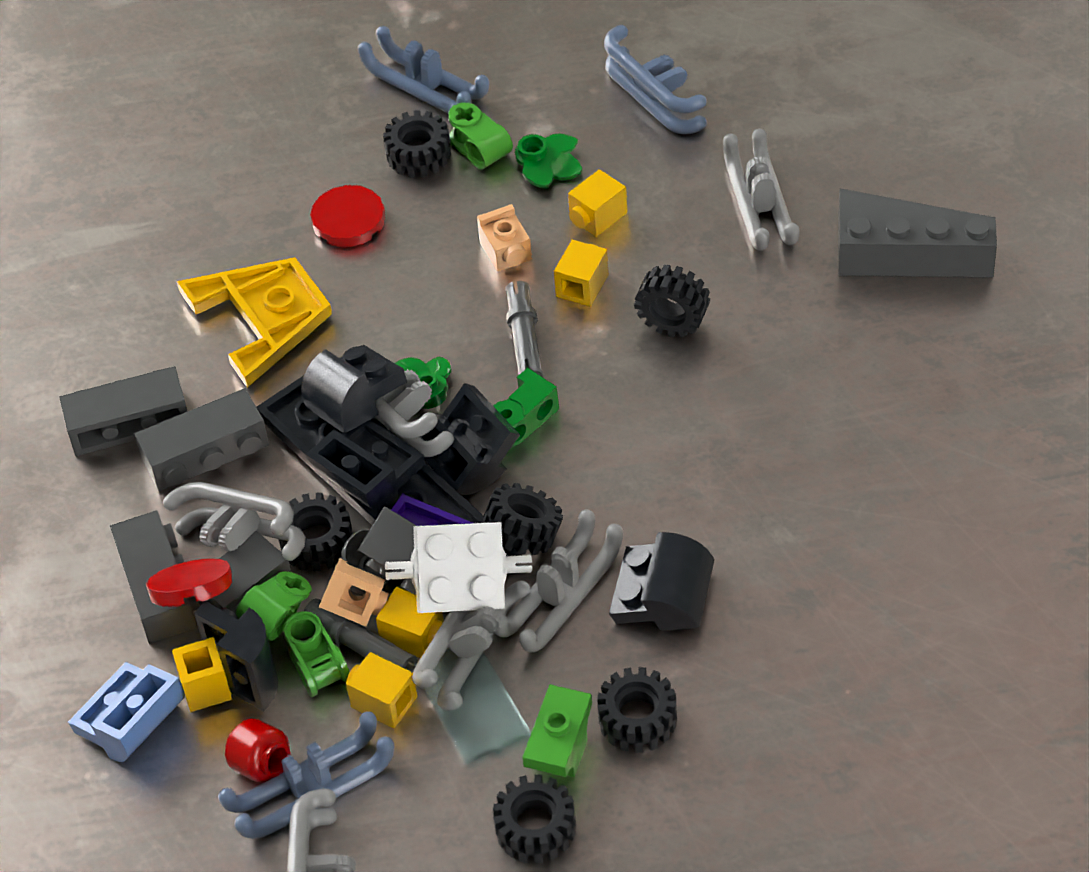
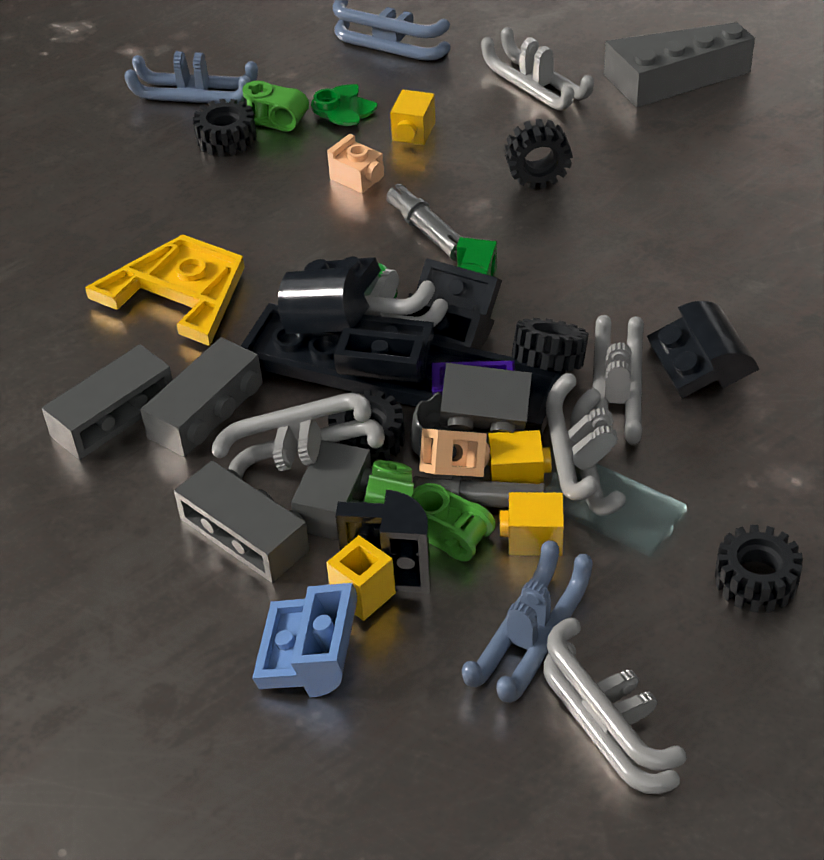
camera: 30 degrees left, 5 degrees down
(195, 578) = (301, 496): red tile -> none
(256, 750) = (462, 621): red head -> none
(347, 215) = (201, 195): red tile -> none
(458, 567) = (546, 386): white plate -> none
(559, 732) = (726, 489): bright green brick -> none
(581, 272) = (441, 165): yellow brick -> none
(637, 688) = (762, 465): black tyre -> none

